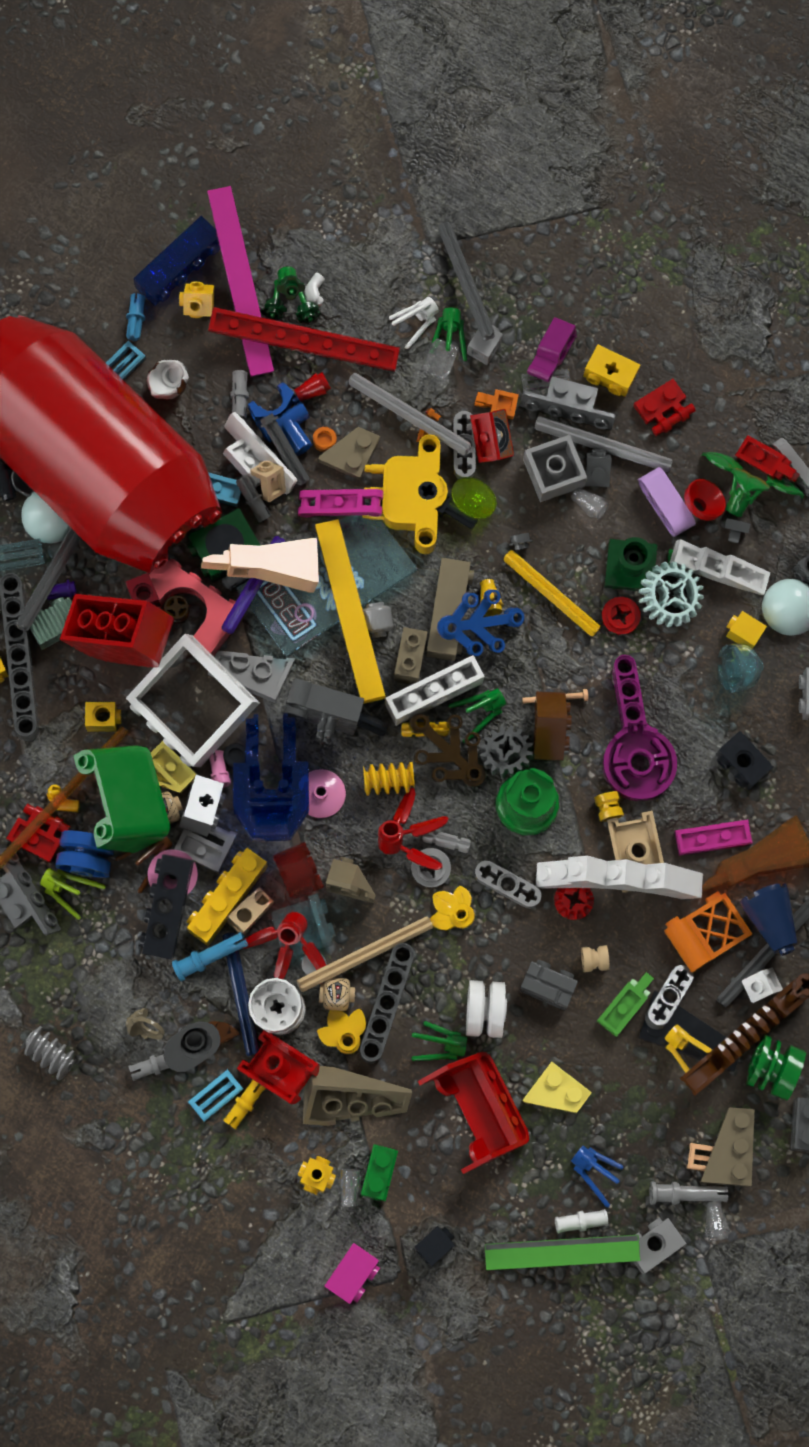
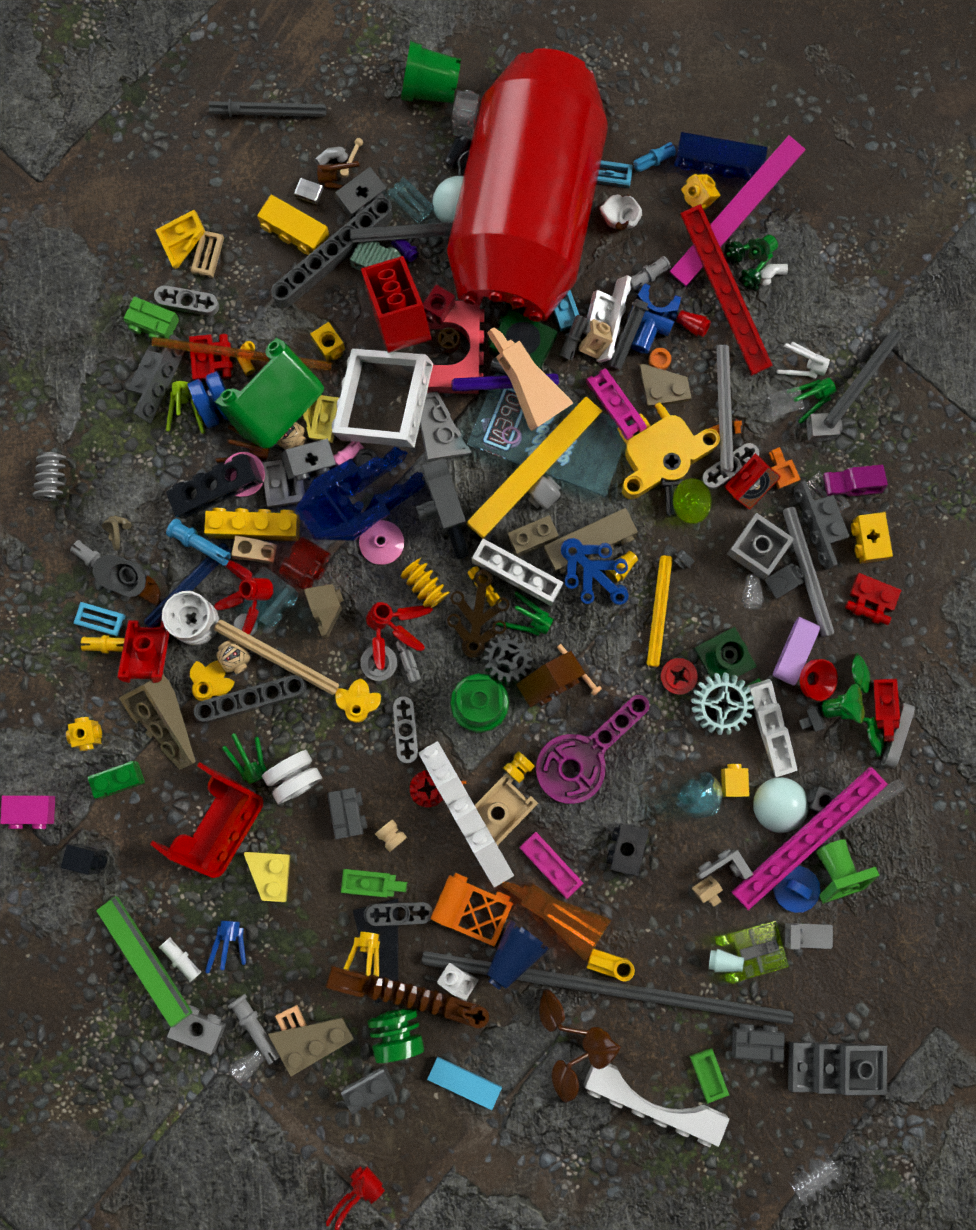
camera: 60 degrees right, 5 degrees up
(349, 1186) = (94, 763): clear cone -> none

